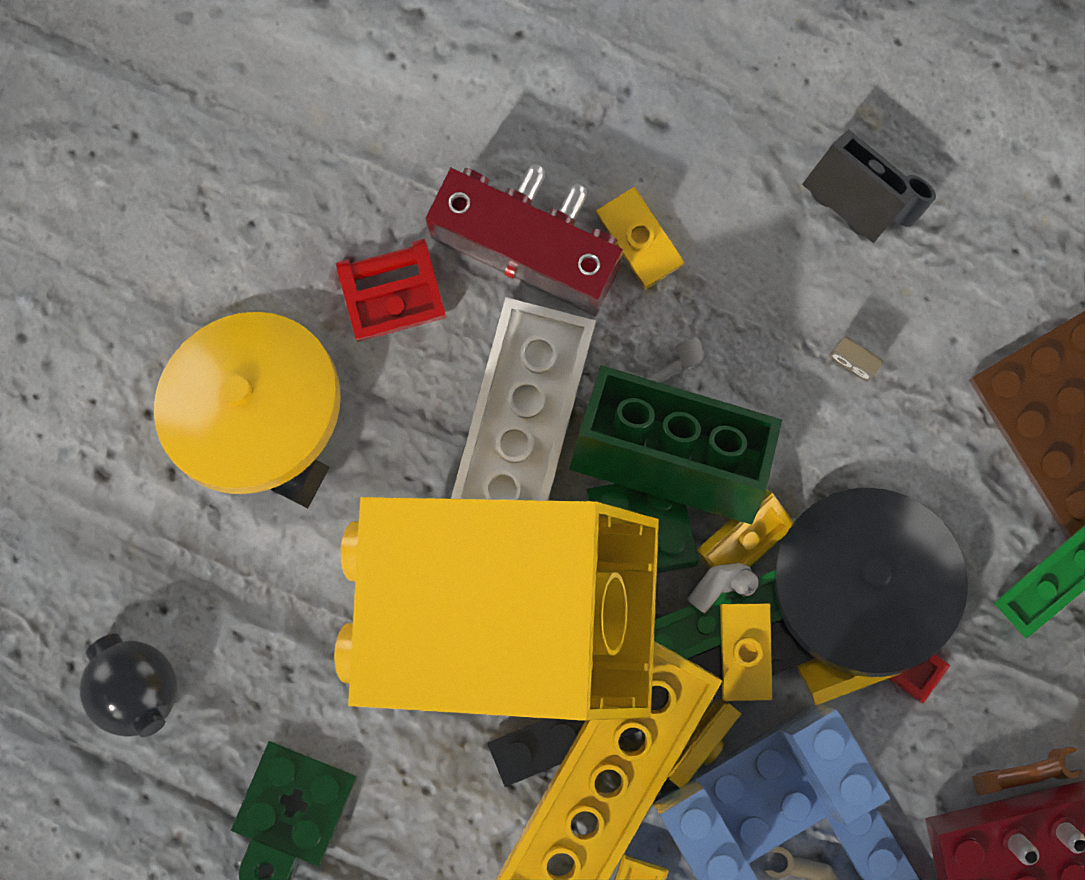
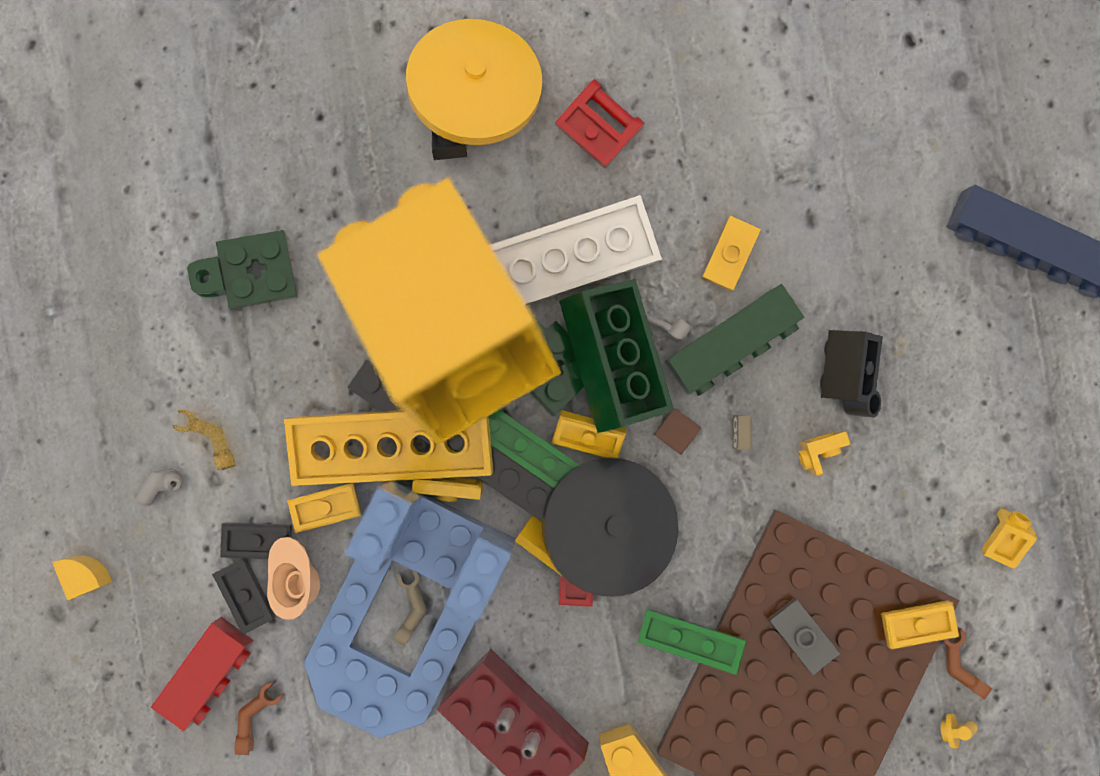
camera: 60 degrees right, 5 degrees up
(127, 687) = (259, 124): black brick -> none
(525, 240) = (681, 181): dark red piece -> none
(723, 579) = (553, 436): light grey arm -> none
(744, 298) = (734, 340): none -> dark green brick
(746, 652) = (519, 479): yellow plate -> none
(807, 432) = (677, 431): none -> reddish brown tile
(931, 273) = (826, 445): none -> yellow bracket
(998, 780) = (541, 677): dark orange arm -> none

